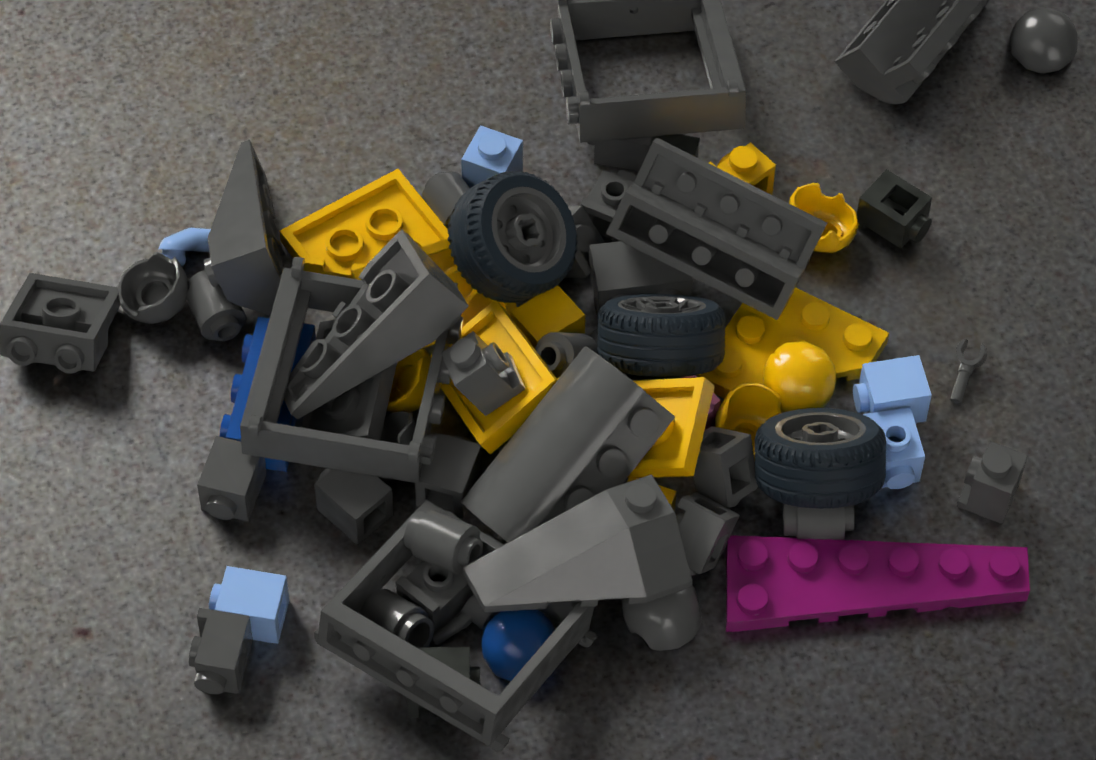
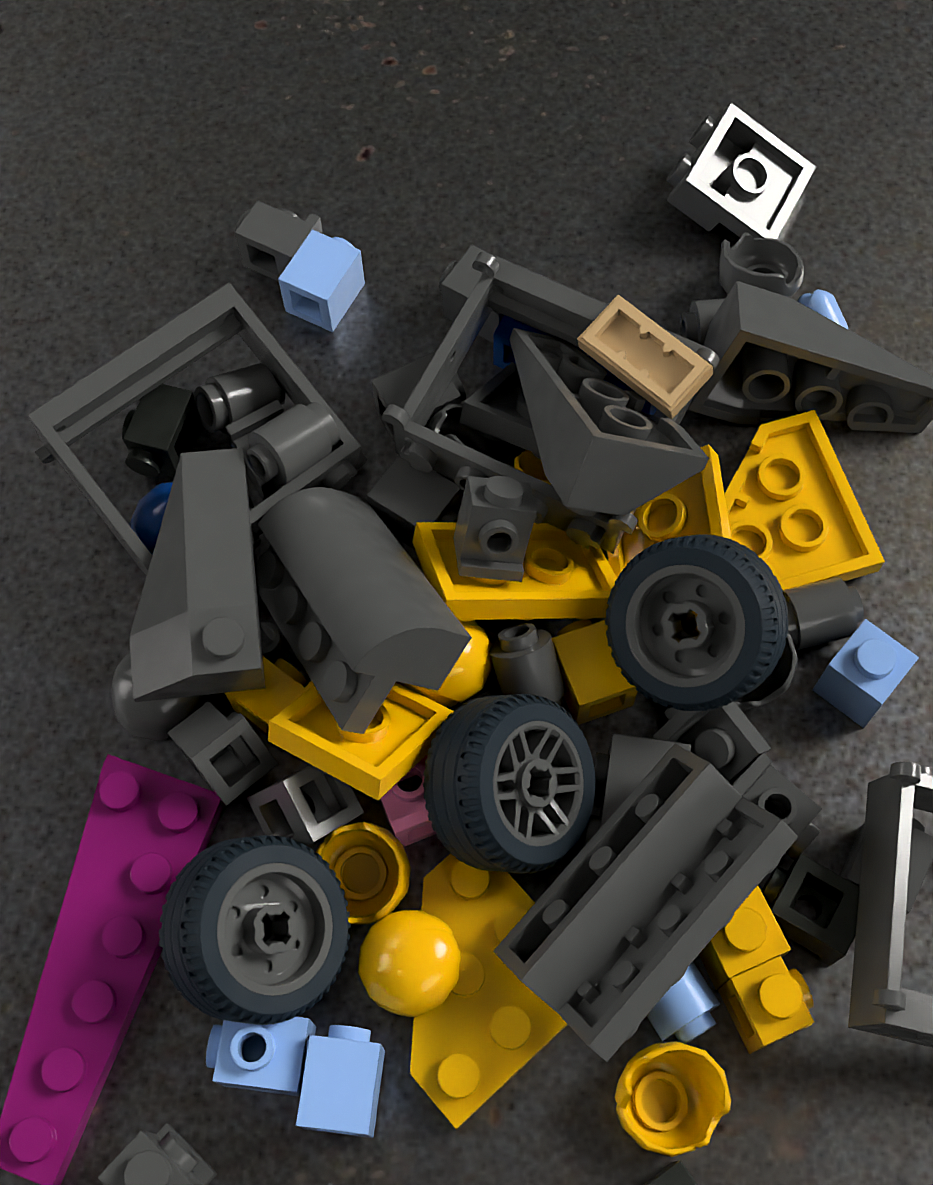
camera: 110 degrees right, 10 degrees up
(310, 301) = (645, 356): none -> tan plate

